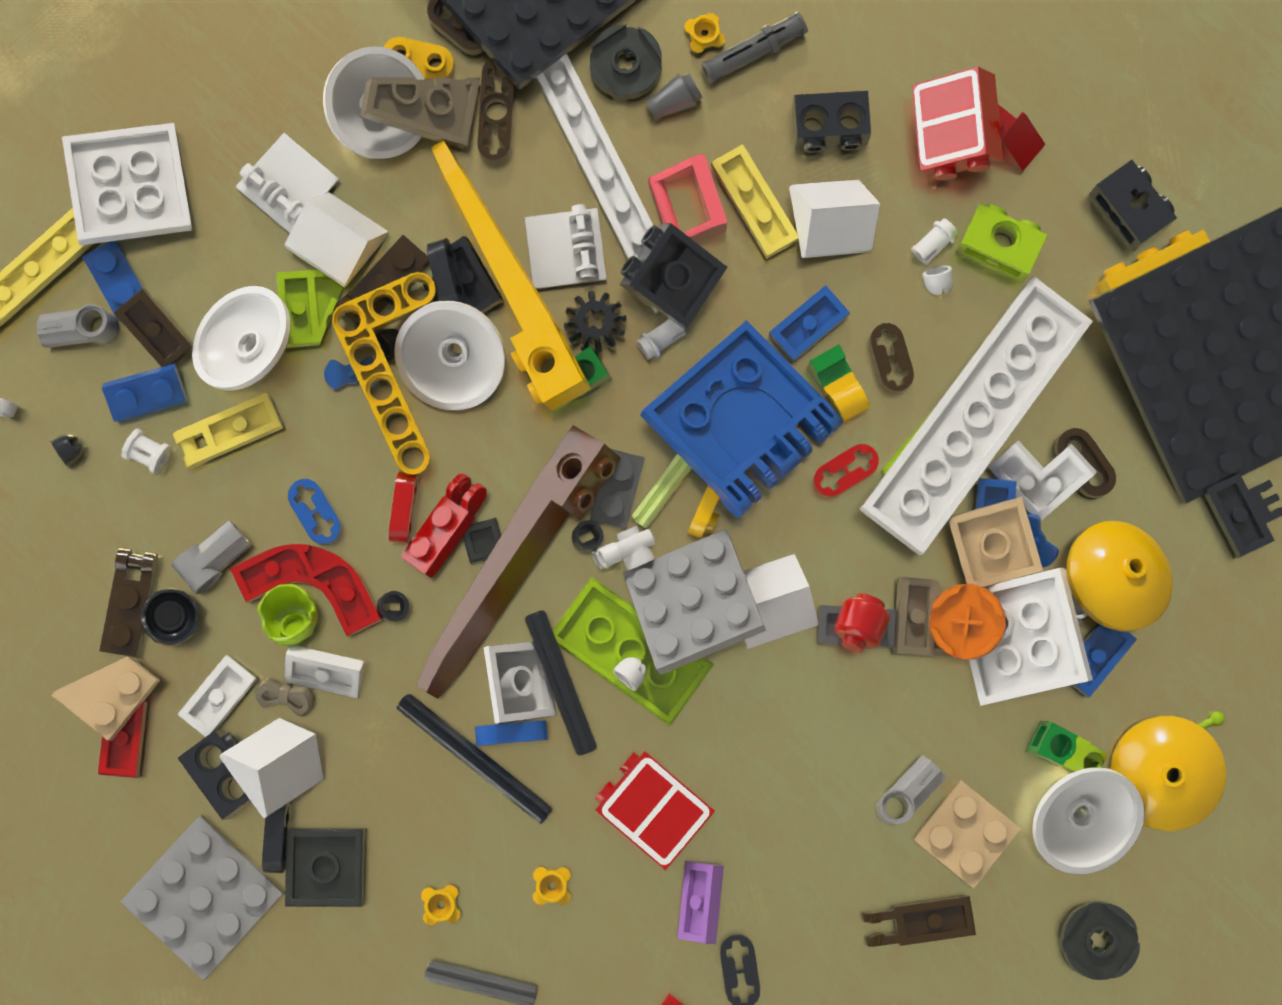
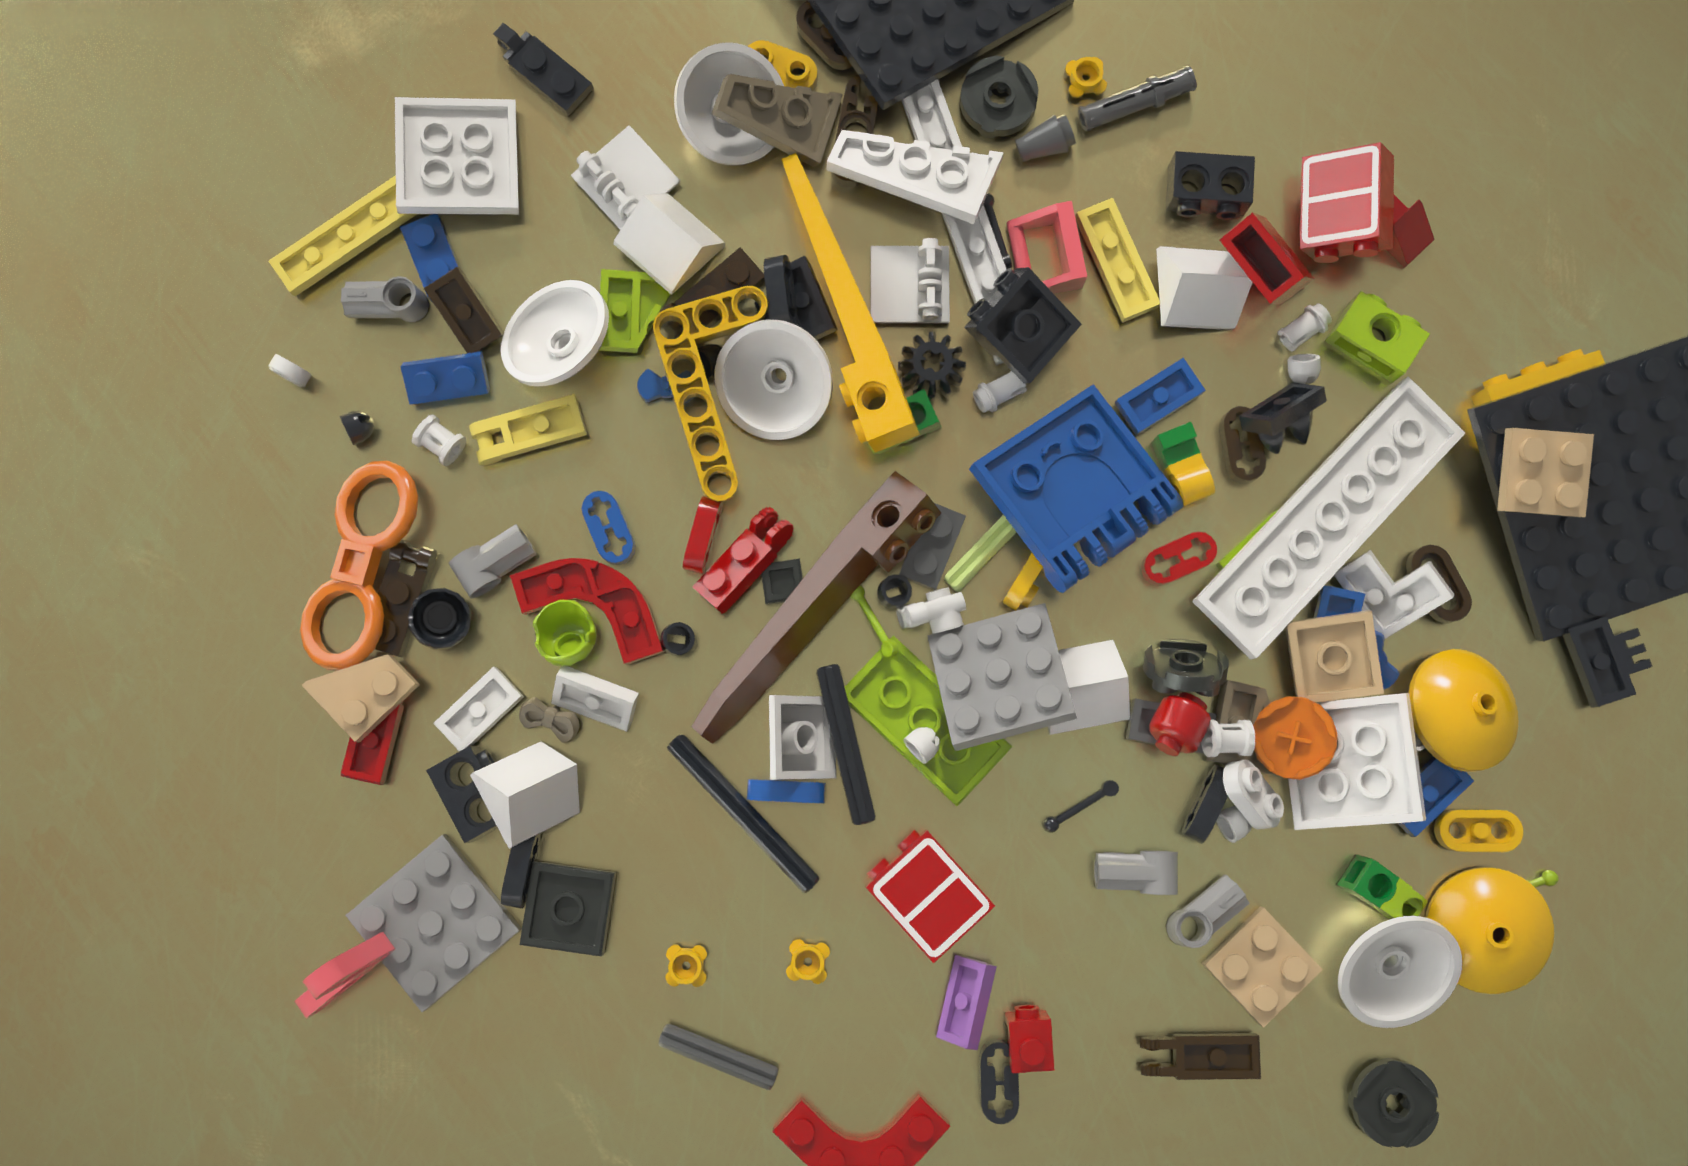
camera: 10 degrees right, 0 degrees up
(87, 577) = (358, 564): none -> orange bar
(125, 953) = (341, 973): none -> coral beam
(196, 90) = (543, 69): none -> black hinge
(572, 147) = (926, 175): none -> white wing
(588, 588) = (889, 647): none -> lime hinge
(628, 161) = (988, 205): none -> black hinge
(762, 928) = (1030, 1039): none -> red bracket
(807, 691) = (1108, 788): none -> black hinge
(850, 763) = (1149, 872): none -> light grey piece
(861, 570) = (1185, 667): none -> pearl dark grey plate
(889, 185) = (1266, 259): none -> red brick
(899, 692) = (1206, 806): none -> black beam
(907, 630) = (1229, 738): none -> white bush
(925, 706) = (1233, 824): none -> white hinge
(926, 319) = (1286, 408): none -> black tile
(936, 678) = (1252, 794): none -> white plate
(1139, 223) = (1504, 309): black brick -> none
(1146, 685) = (1476, 830): none -> yellow plate
(1163, 350) = (1545, 472): none -> tan plate

